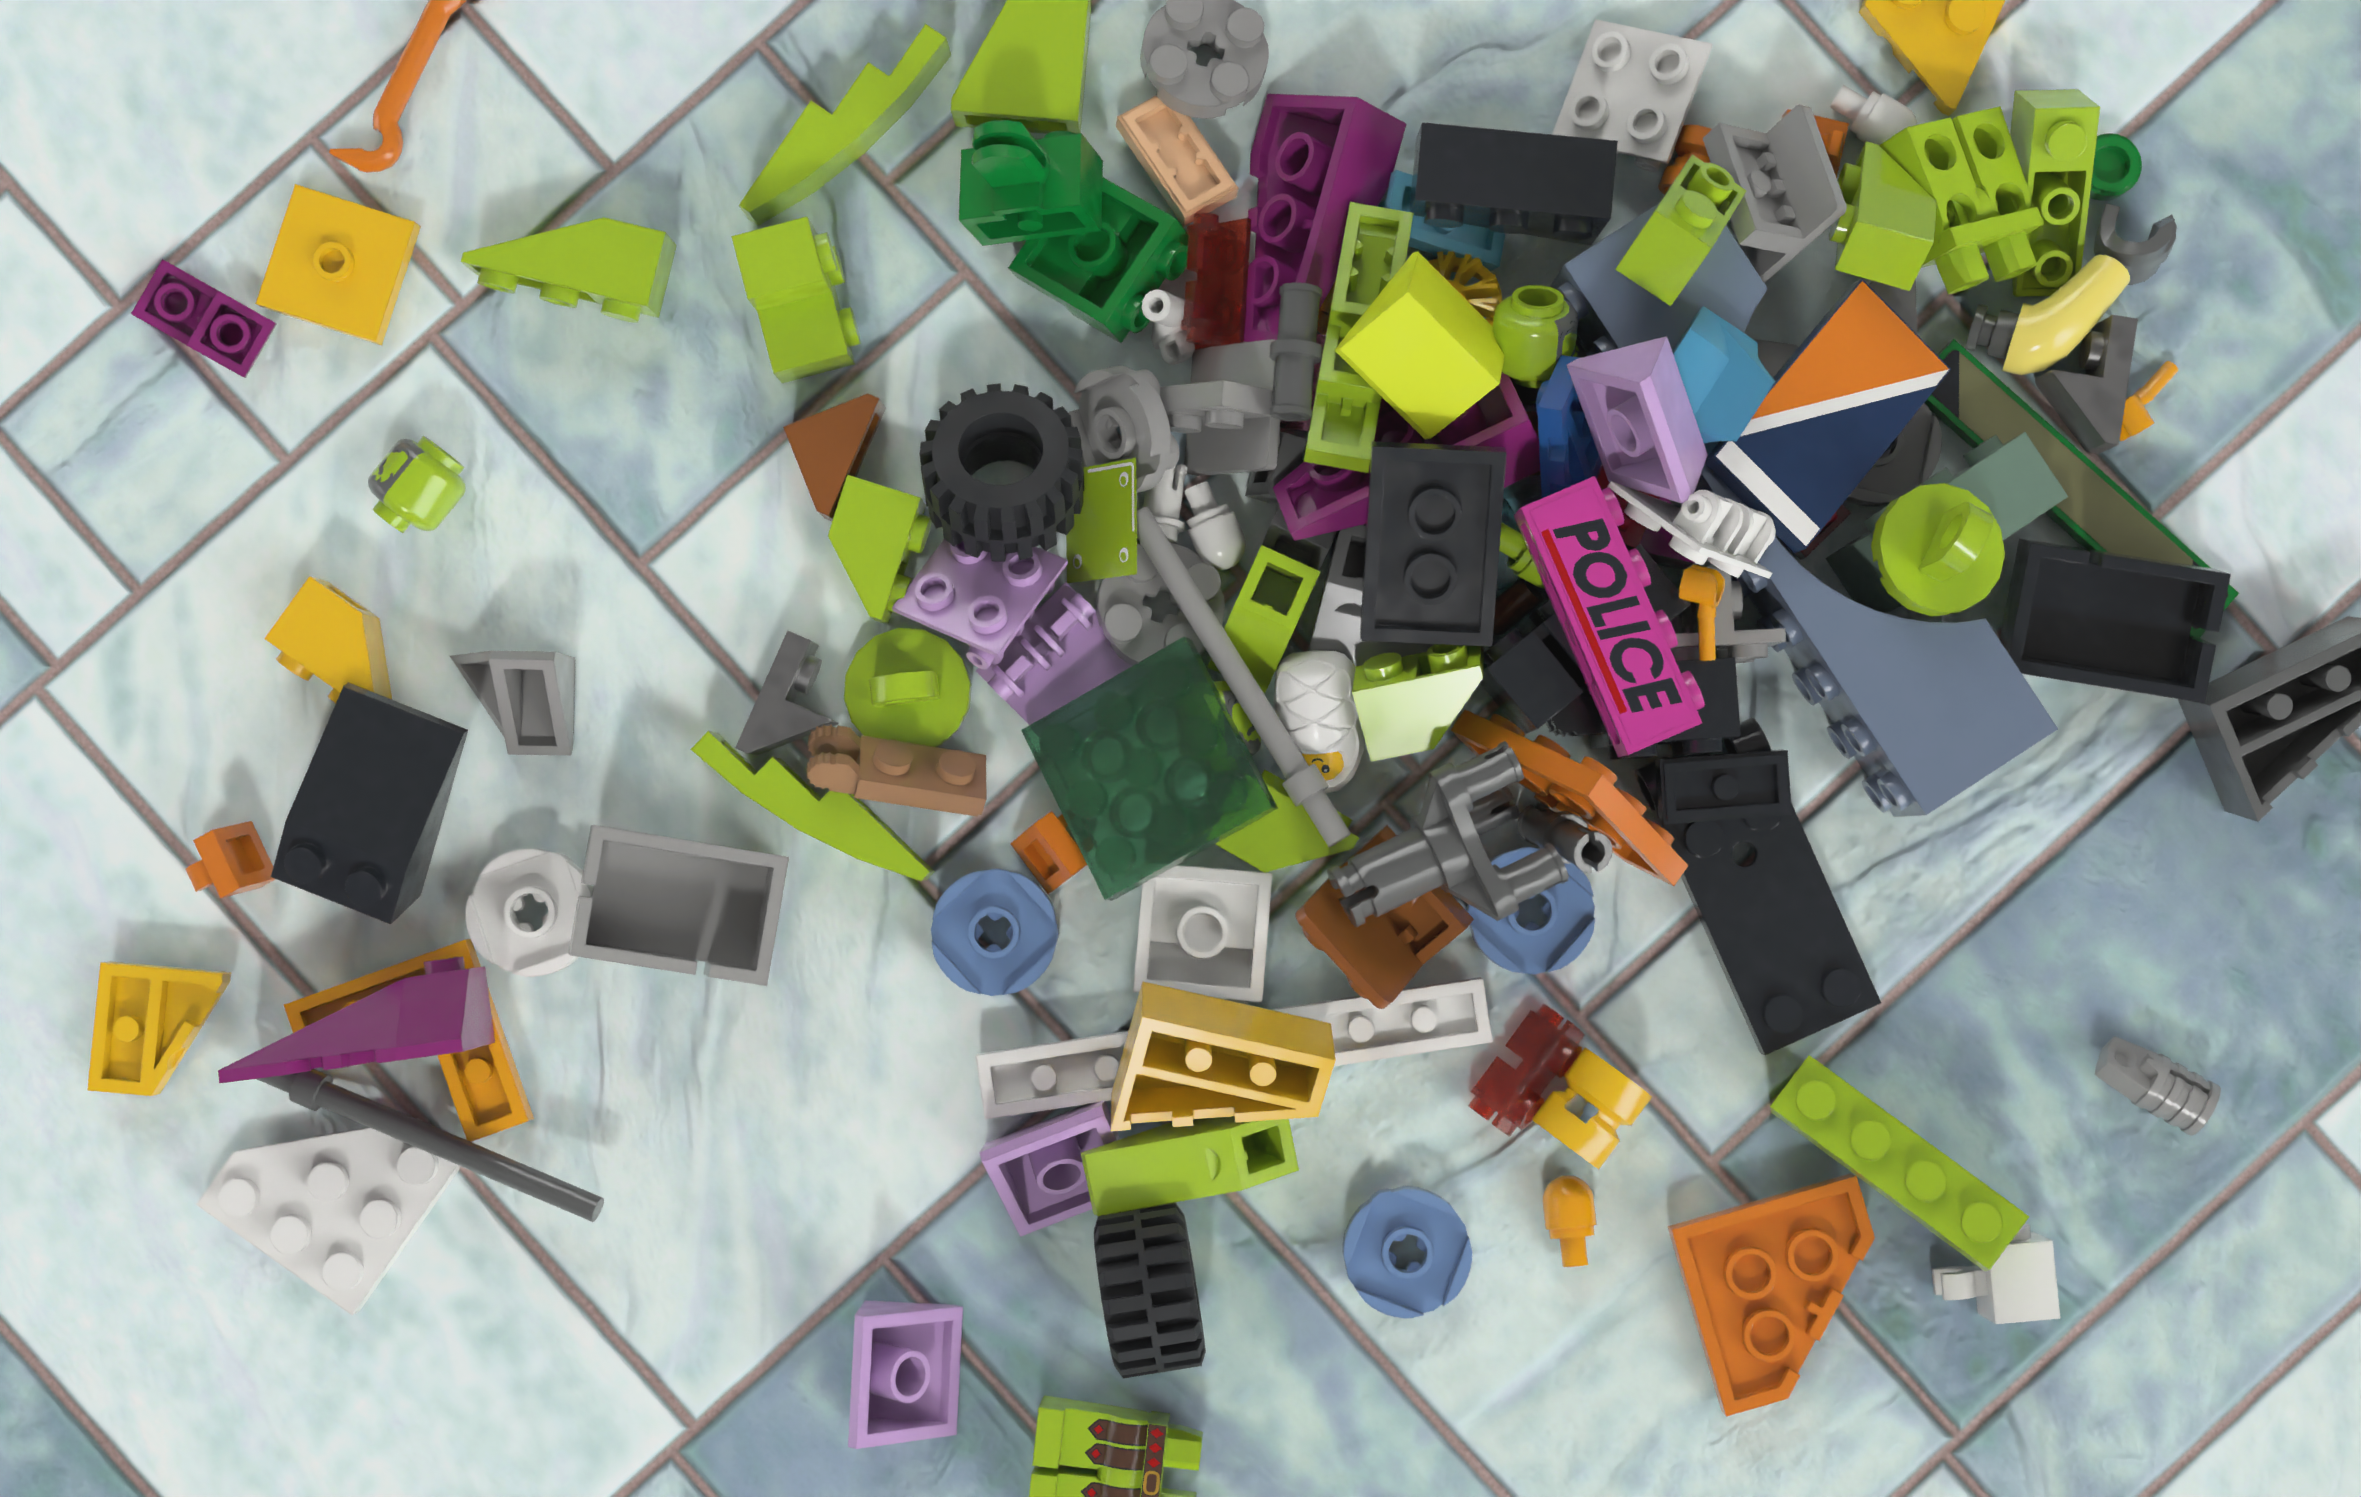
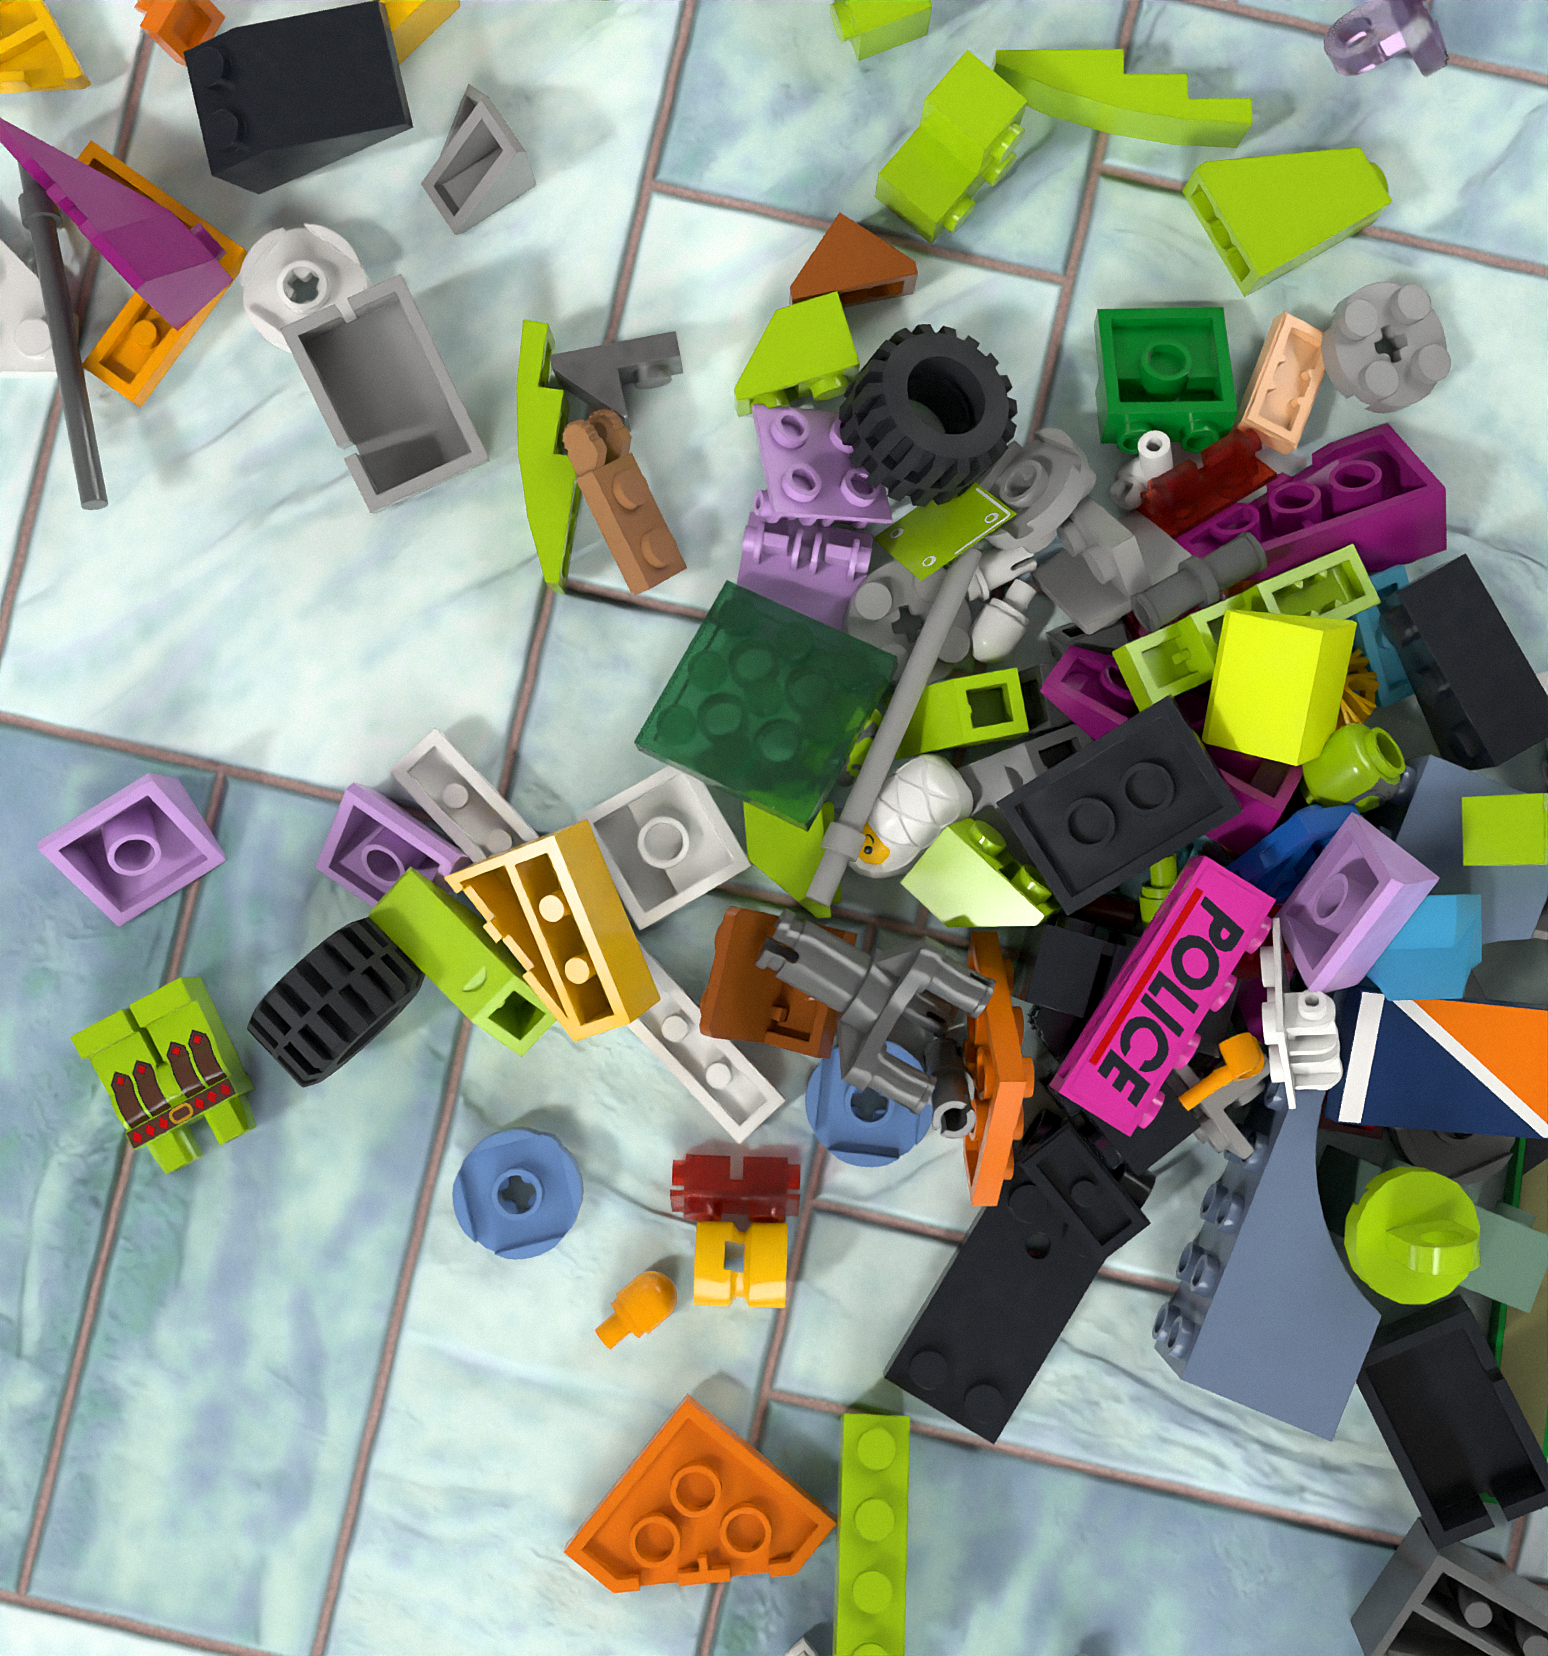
camera: 50 degrees right, 0 degrees up
(908, 688) = (698, 467): lime tile -> none
(957, 932) = (526, 644): medium blue plate -> none
(1028, 186) = (1175, 271): green brick -> none
(1049, 852) = (643, 673): orange tile -> none

